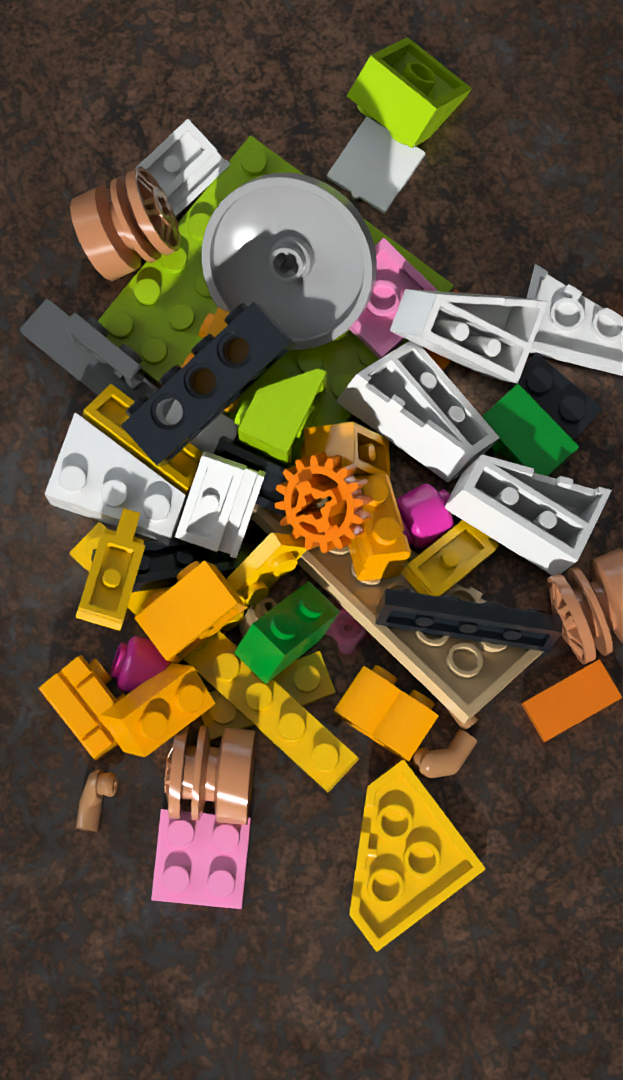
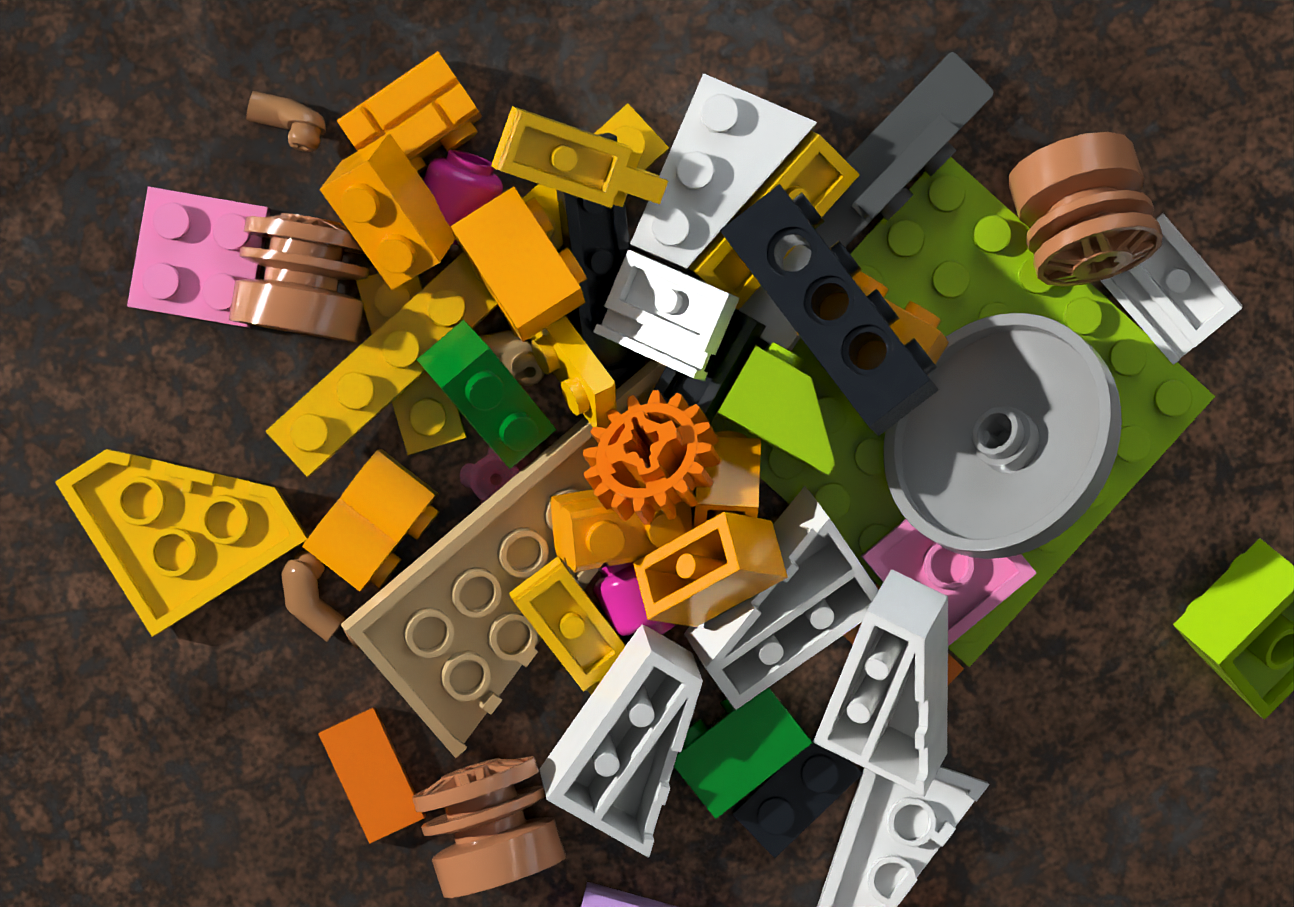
camera: 90 degrees right, 10 degrees up
(375, 166) = (1157, 570): white piece -> none
(401, 456) = (710, 569): none -> light orange brick
(468, 620) = (477, 665): black plate -> none

